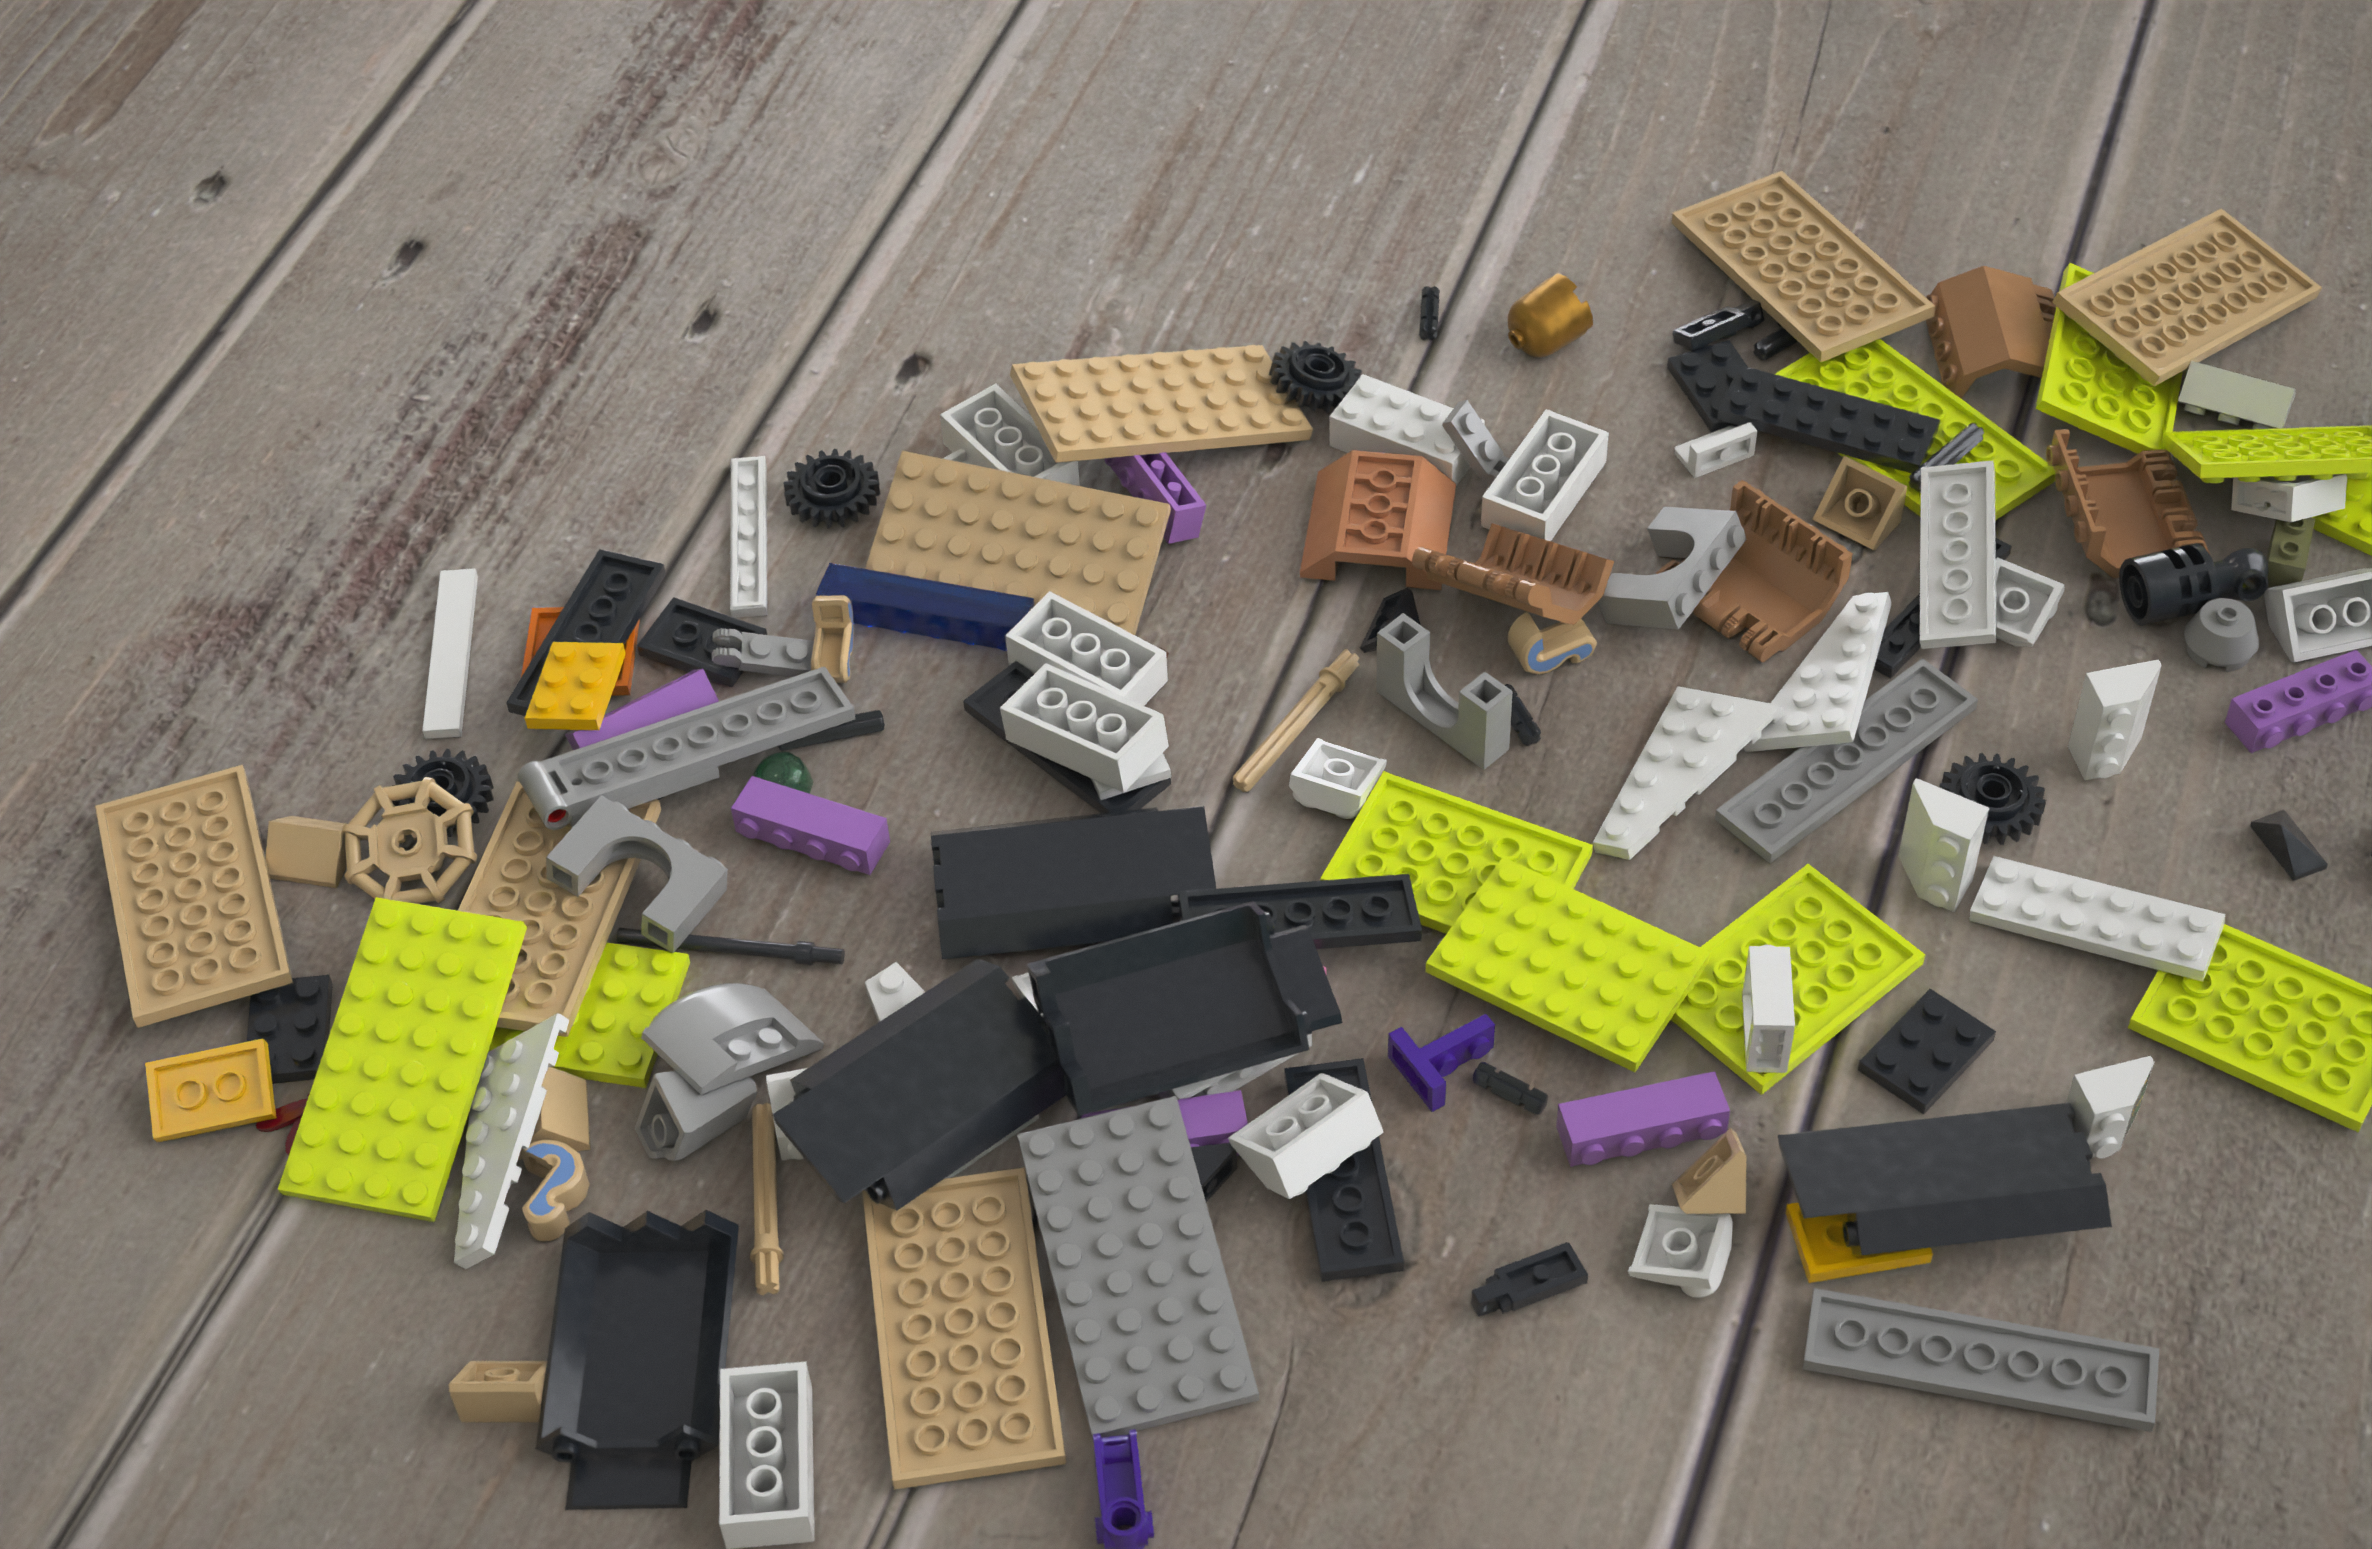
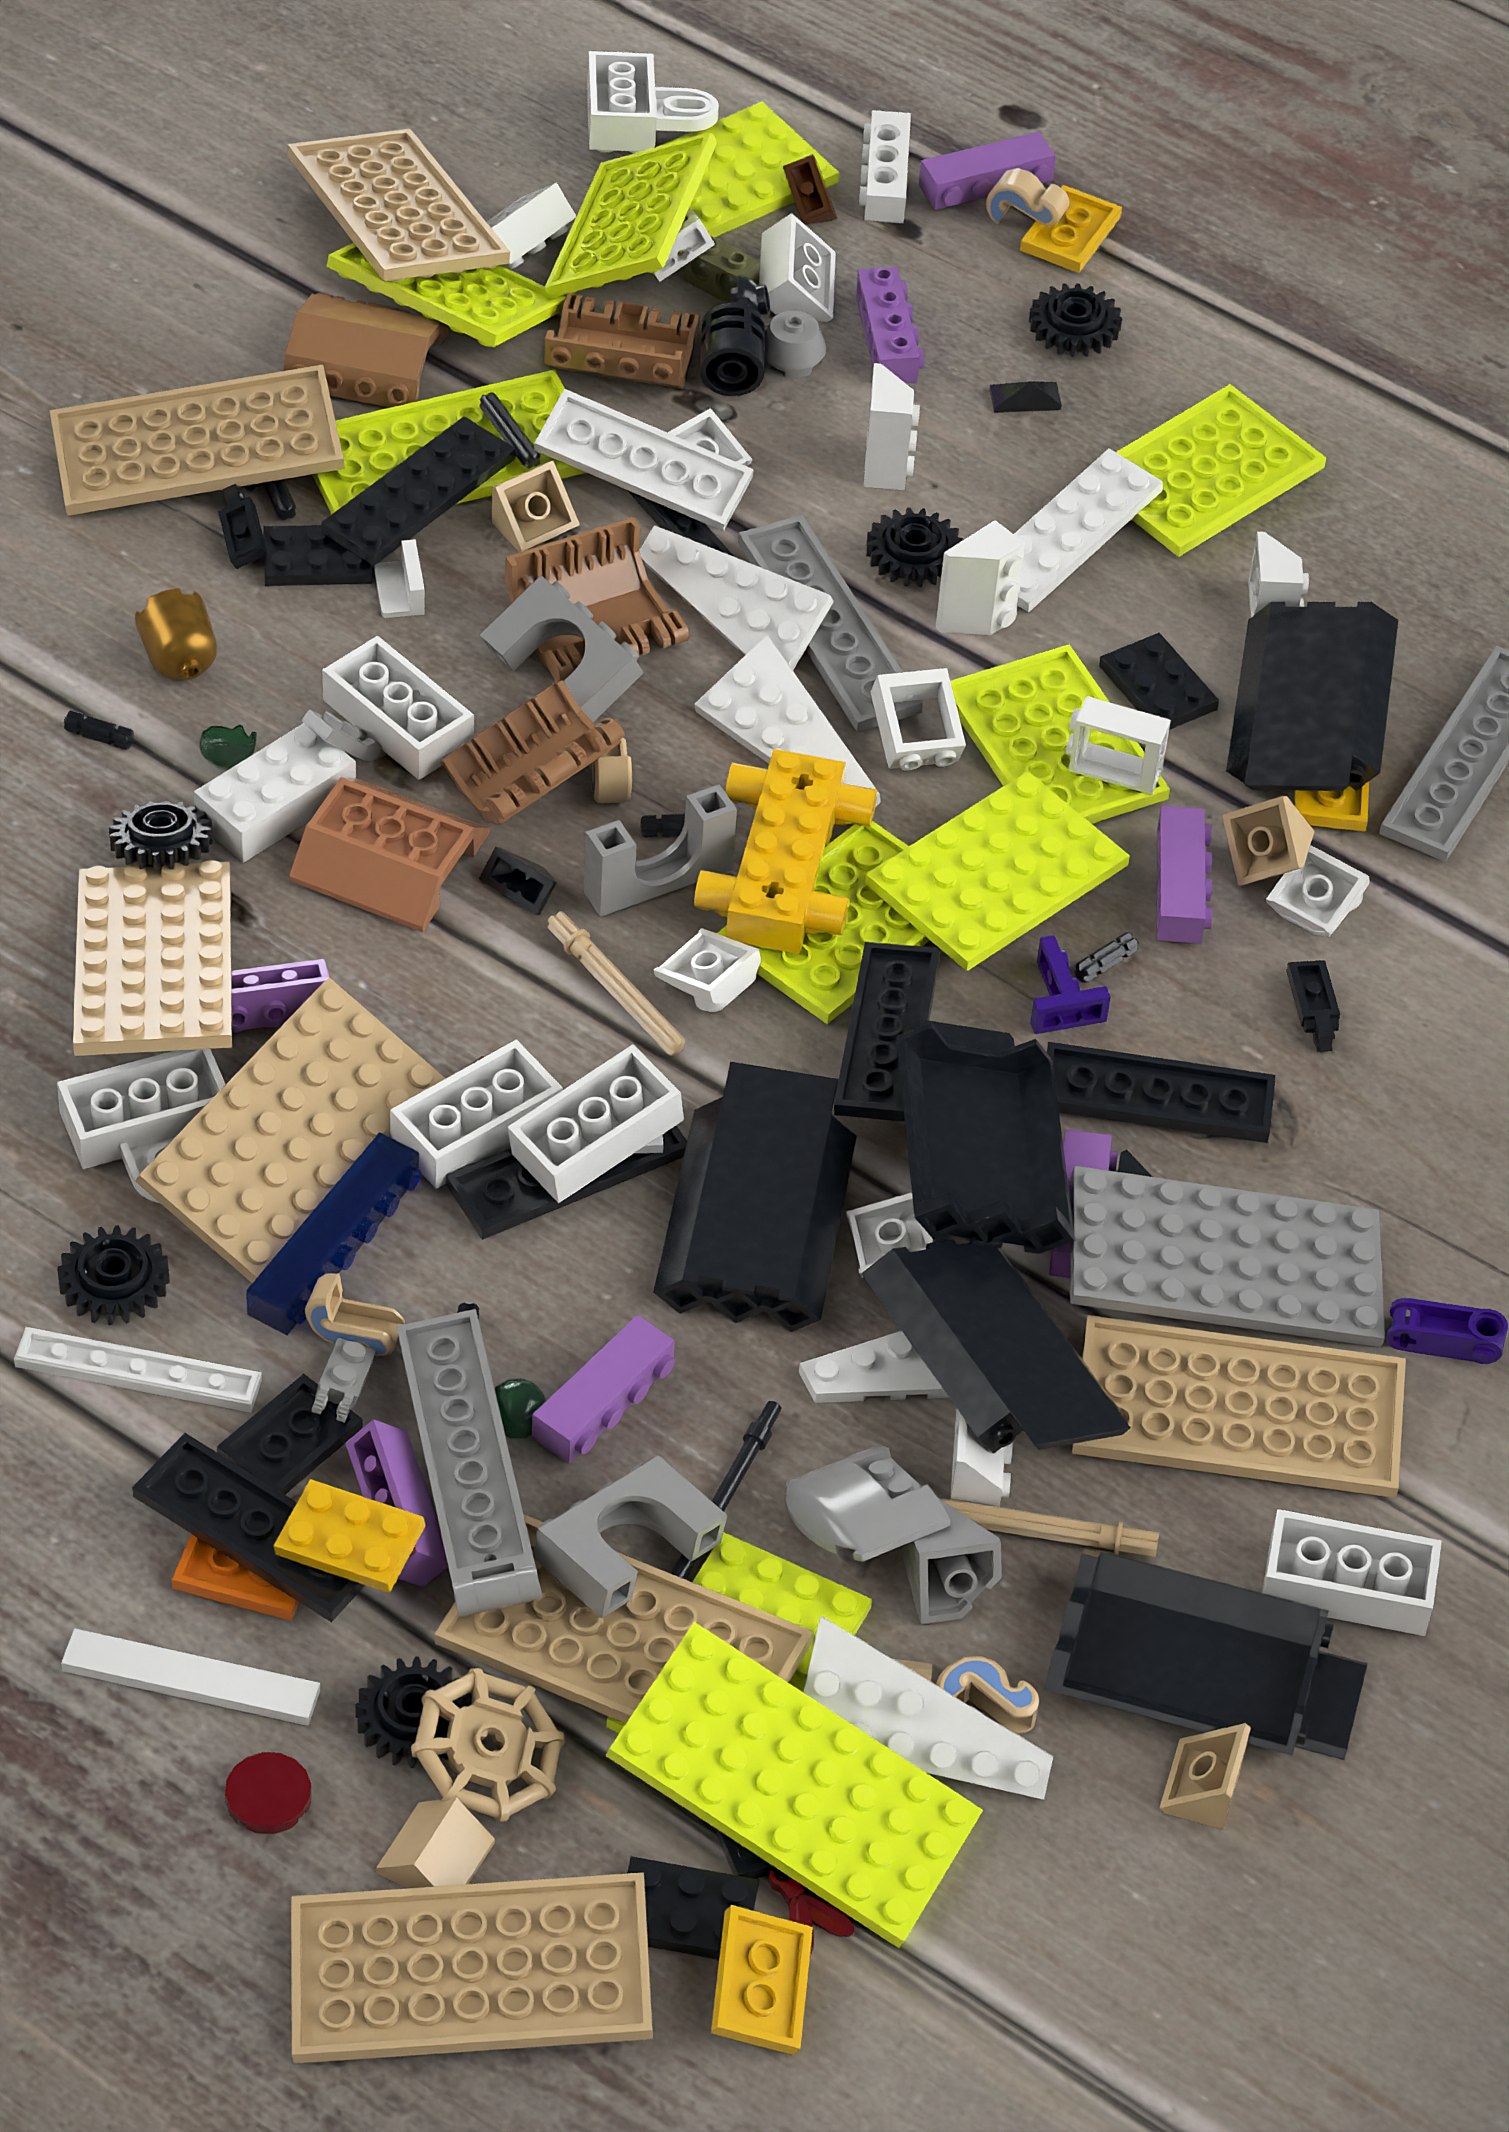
camera: 80 degrees left, 0 degrees up
(349, 729) = (268, 1792): none -> dark red tile
(1307, 1134) = (1135, 1091): white slope -> none
(1444, 385) = (226, 746): none -> clear green hair
(1560, 775) = (794, 818): none -> yellow piece
(1778, 859) = (911, 687): none -> white window

